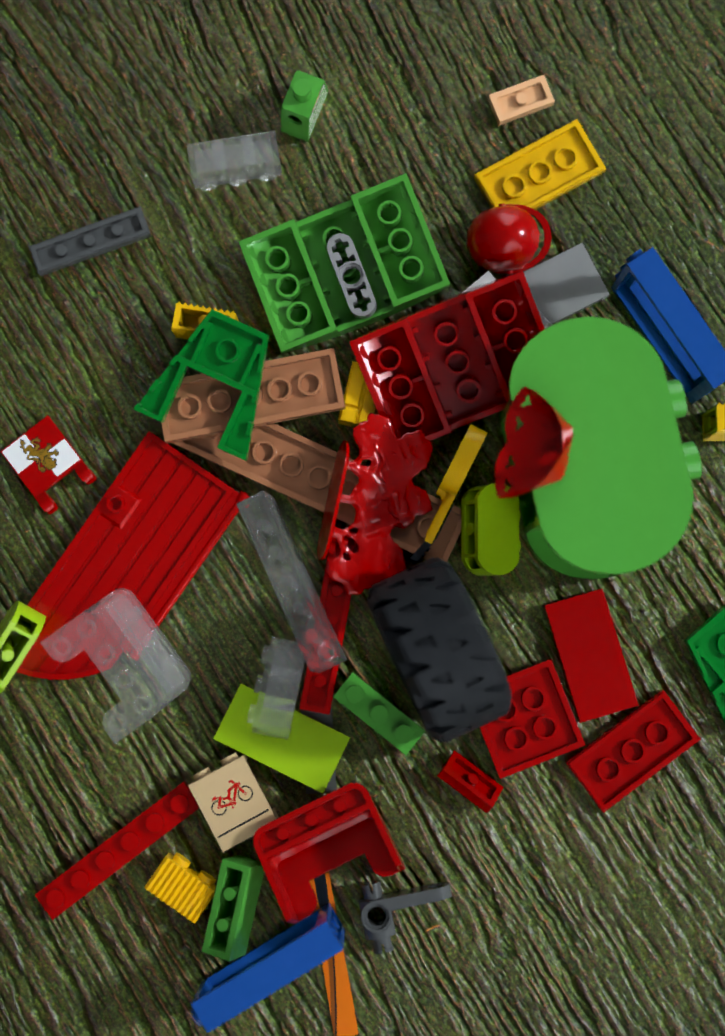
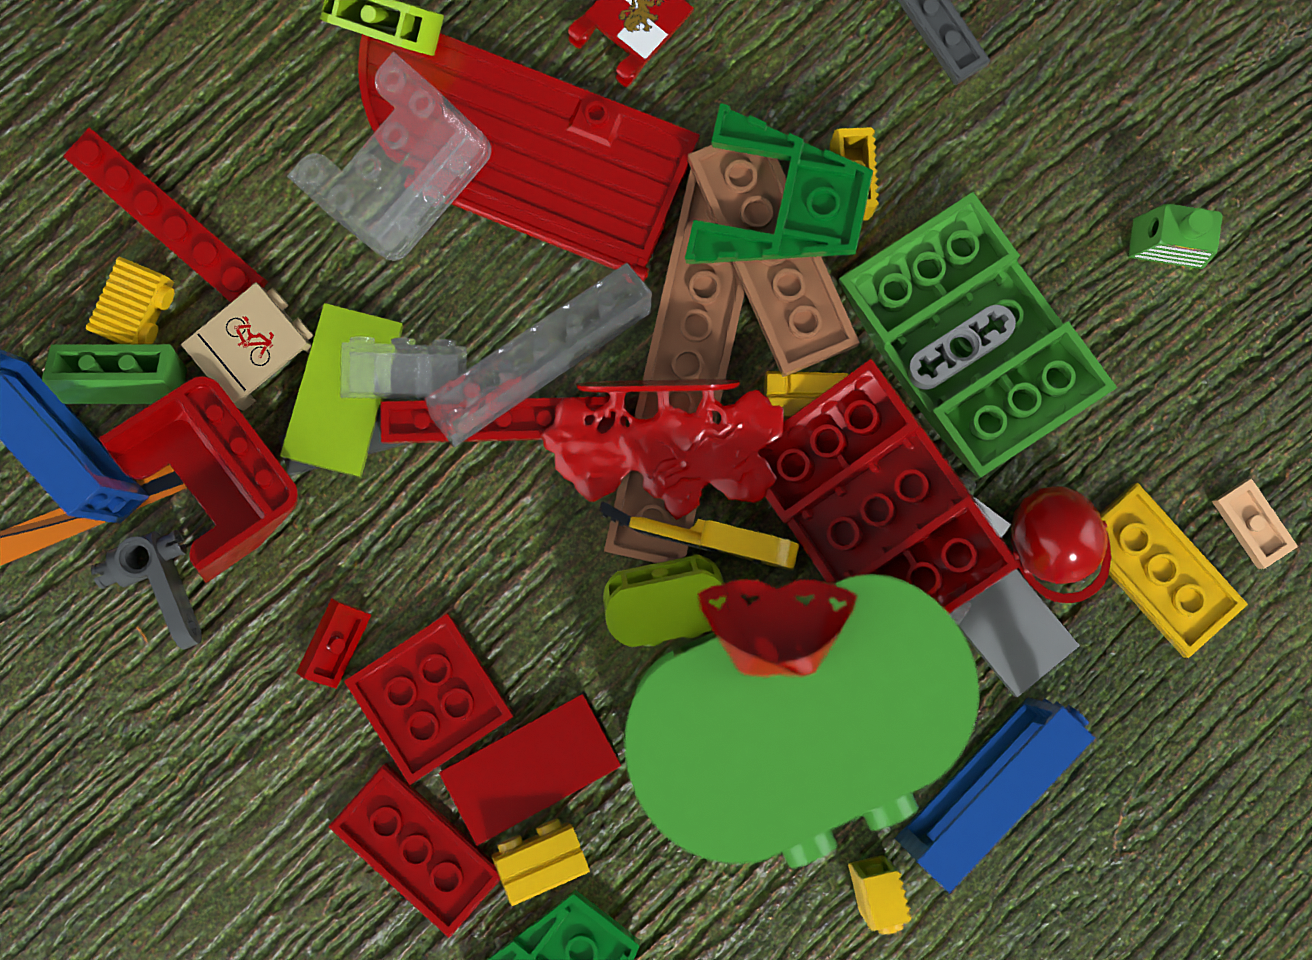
camera: 80 degrees right, 0 degrees up
(234, 160) = (1080, 165): clear brick -> none
(379, 713) = (397, 506): bright green brick -> none
(440, 649) = (481, 557): black tyre -> none
(659, 660) = (540, 861): none -> yellow brick

